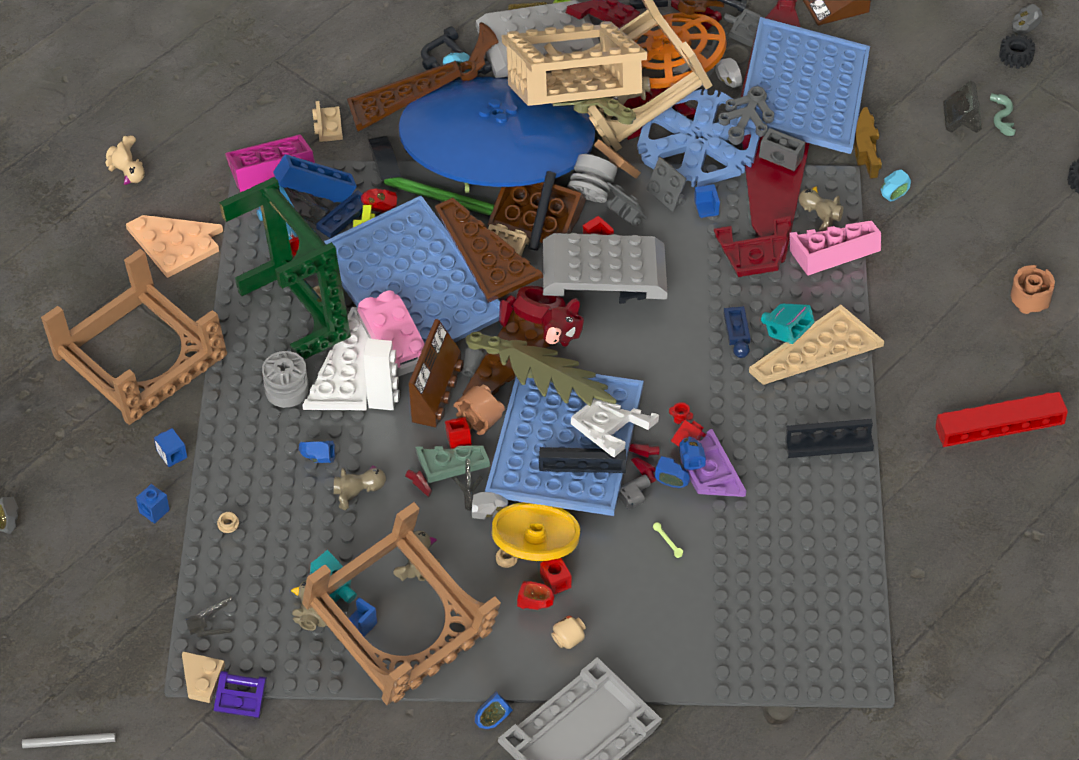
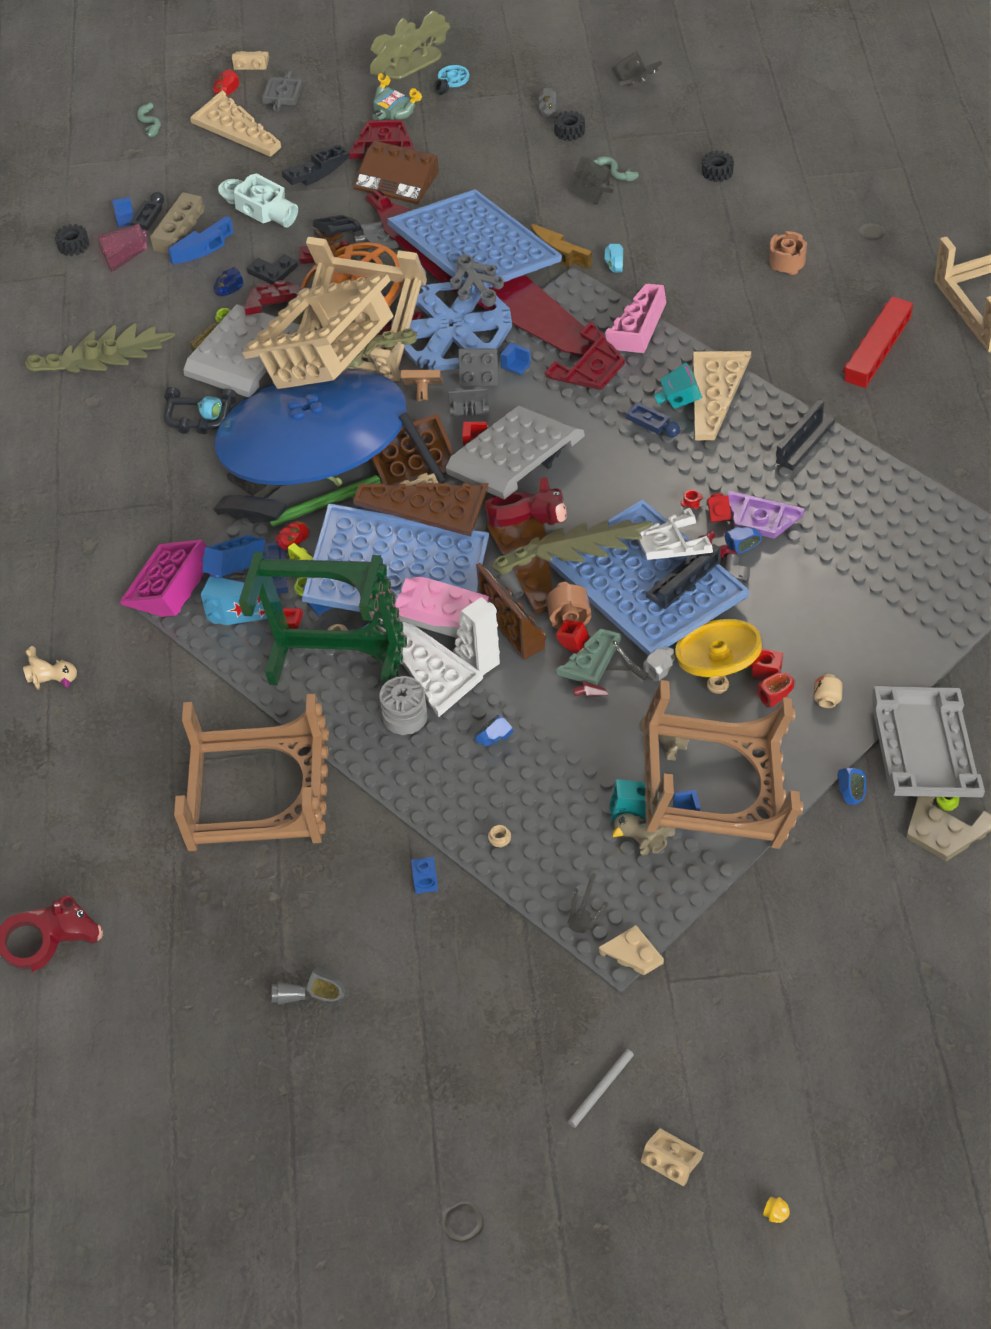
camera: 45 degrees left, 0 degrees up
(170, 447) = (378, 827): blue brick -> none
(174, 242) = (163, 693): light nougat wing -> none
(238, 701) = (683, 942): dark purple plate -> none
(328, 123) = (165, 522): tan bracket -> none
(351, 485) = (551, 732): dark tan animal -> none
(385, 100) = (195, 470): reddish brown wing -> none
(476, 61) = (216, 377): reddish brown piece -> none
(505, 310) = (489, 531): dark red bar -> none
(592, 177) = (427, 398): light grey wheel -> none
(678, 552) = (814, 583): yellowish green hinge -> none
(692, 454) = (743, 513): blue rock -> none
(782, 149) = (523, 287): dark grey brick -> none
(826, 209) = (600, 303): dark tan animal -> none

